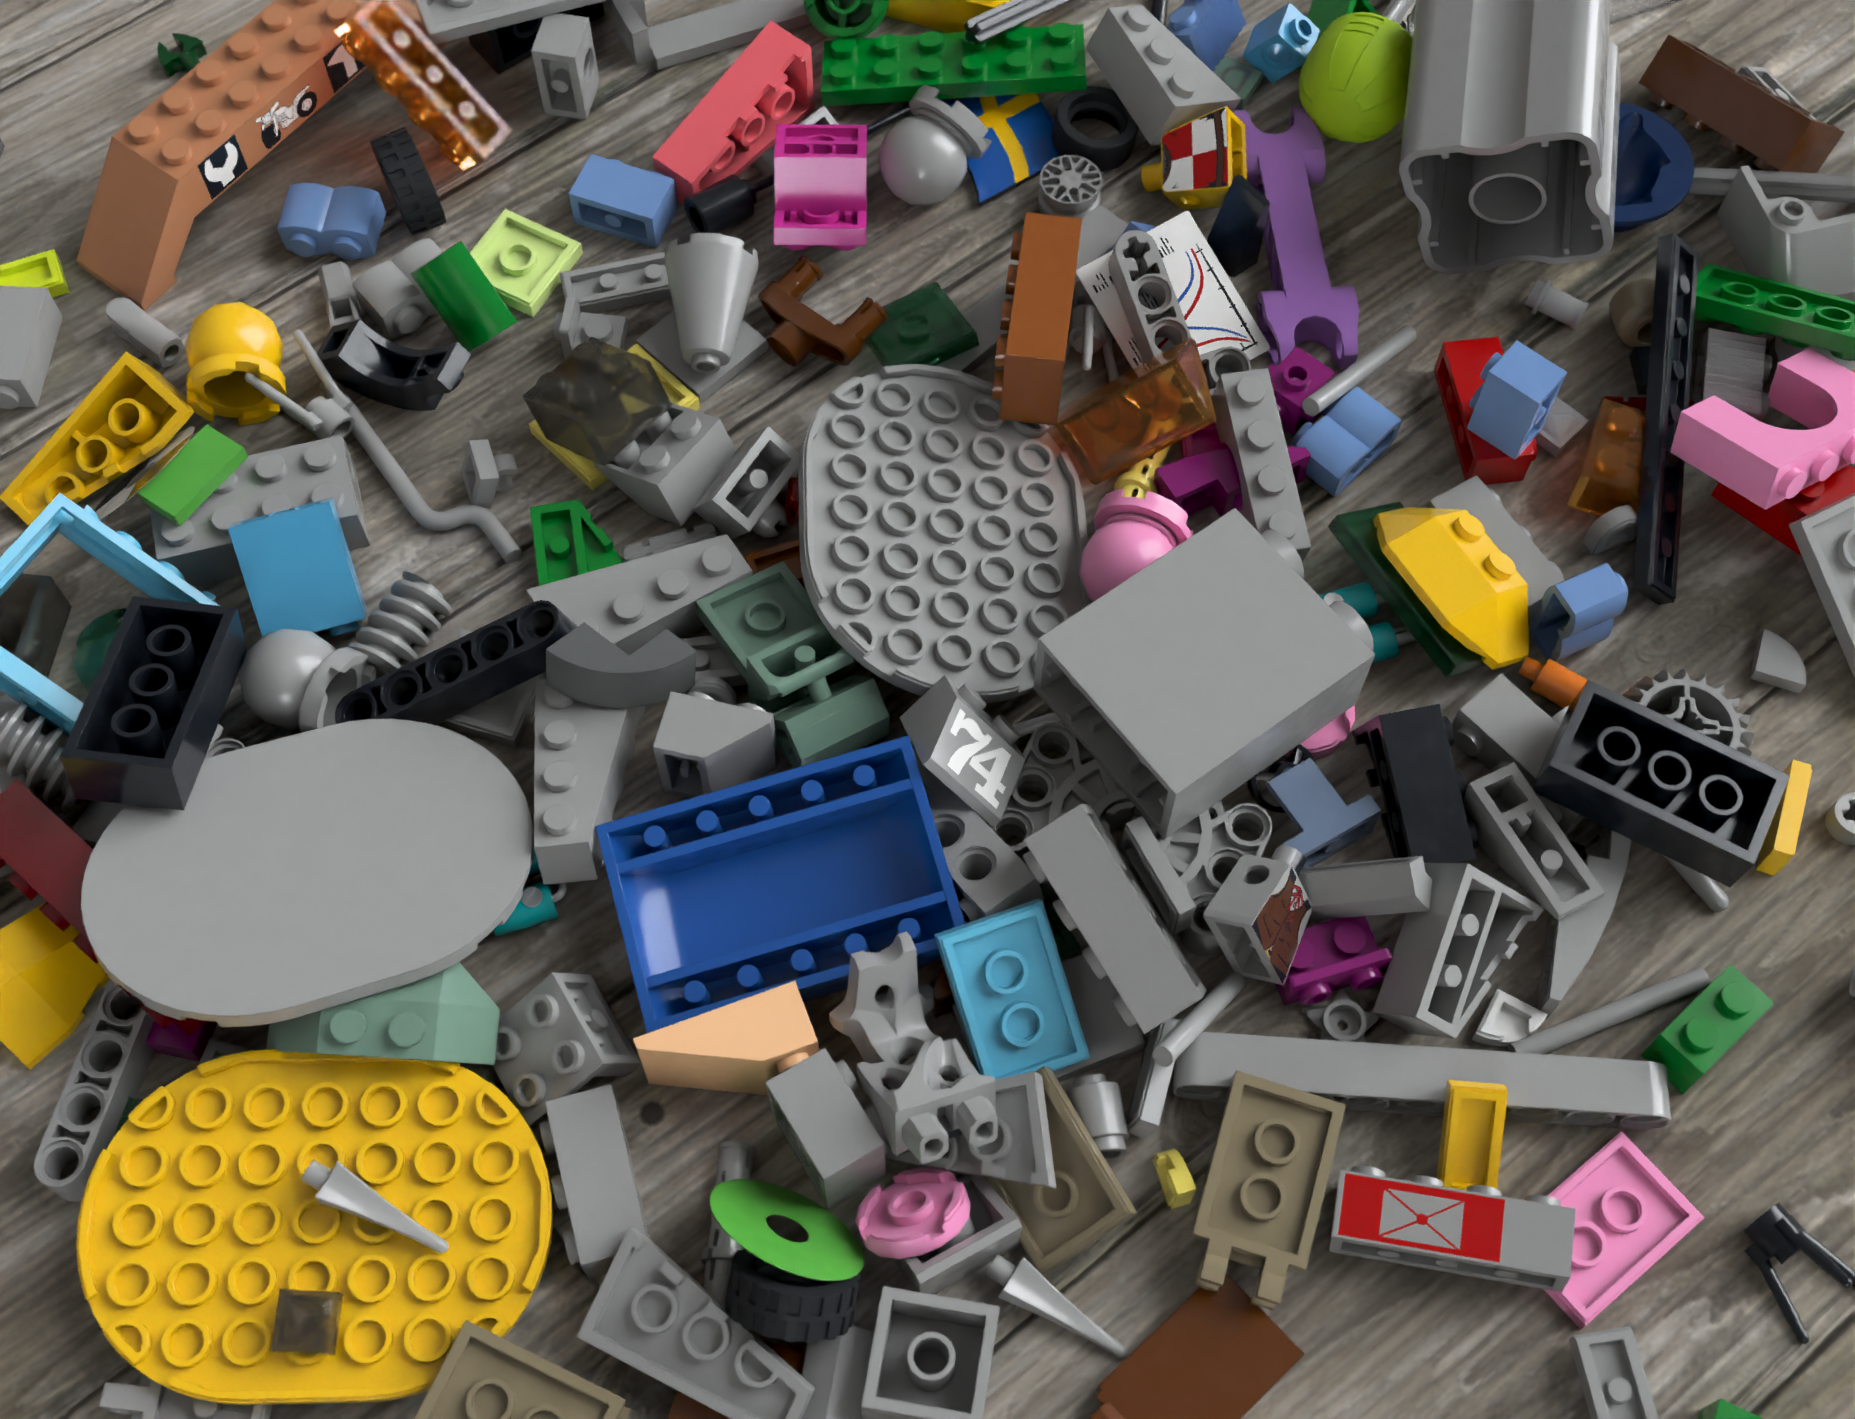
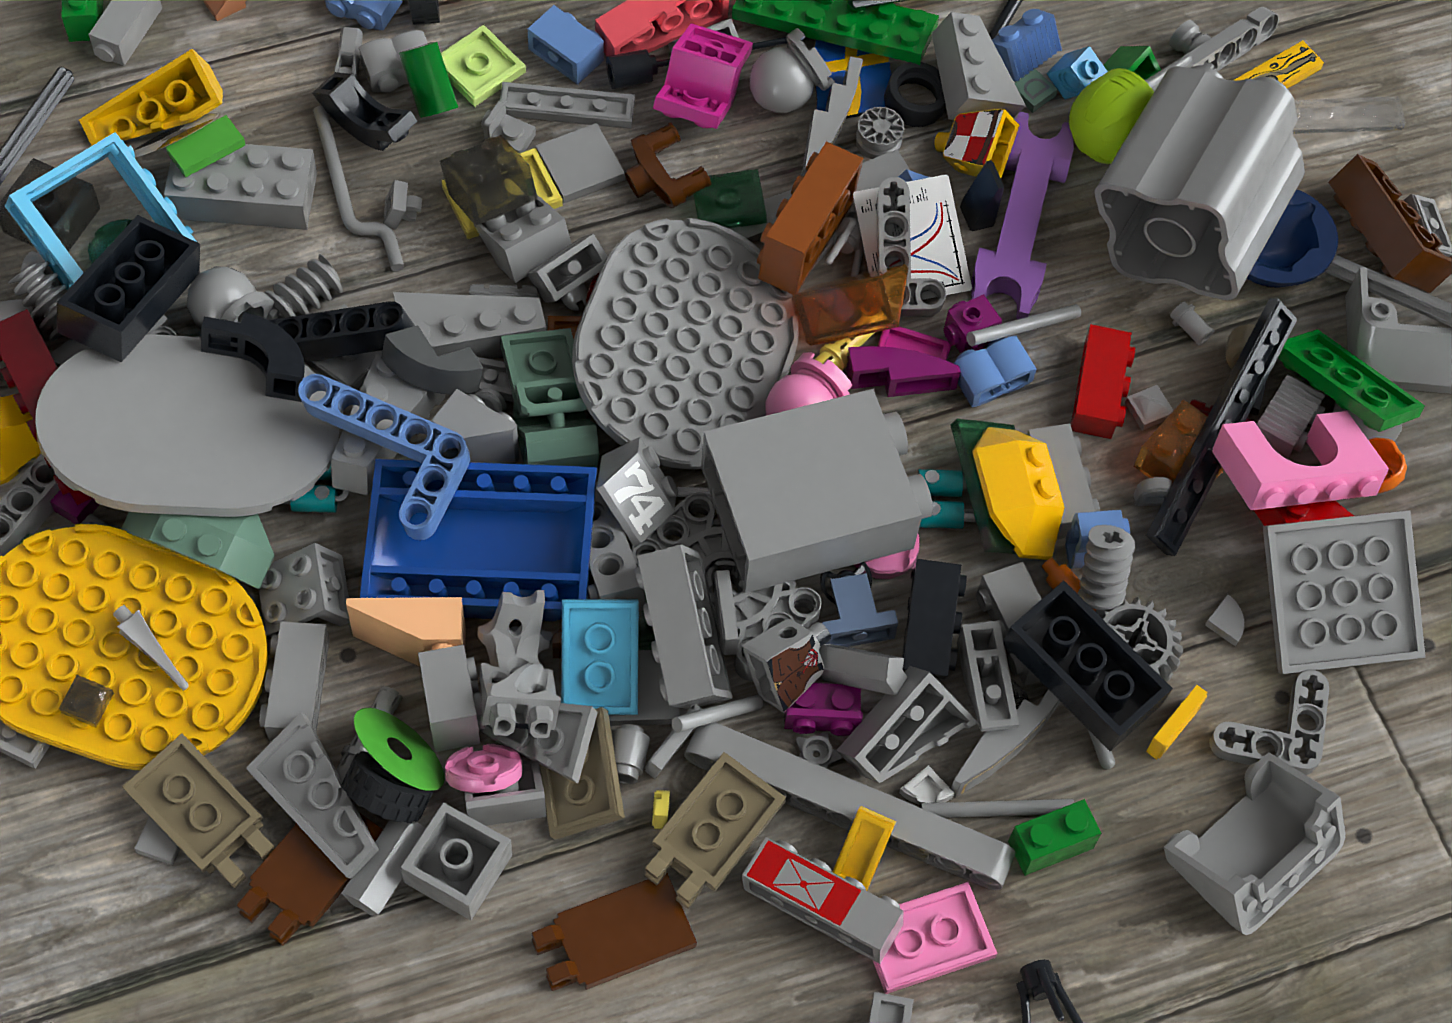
camera: 15 degrees right, 0 degrees up
(144, 332) = (211, 36): light grey bar -> none
(220, 351) = (261, 78): yellow tile -> none
(299, 570) = (252, 231): dark azure brick -> none
(321, 415) = (306, 132): light grey plant -> none
(380, 721) = (261, 344): none -> black arch
(568, 542) = (436, 269): green wing -> none
(618, 790) = (397, 439): none -> medium blue beam
(709, 295) = (593, 131): light grey cone -> none
(1002, 194) = (828, 124): none -> light grey slope
(1032, 1291) = (540, 844): light grey piece -> none
(1254, 433) = (922, 368): light grey arch -> none
(1514, 398) = (1111, 378): medium blue brick -> none
(1622, 640) = (1106, 567): none -> light grey piece

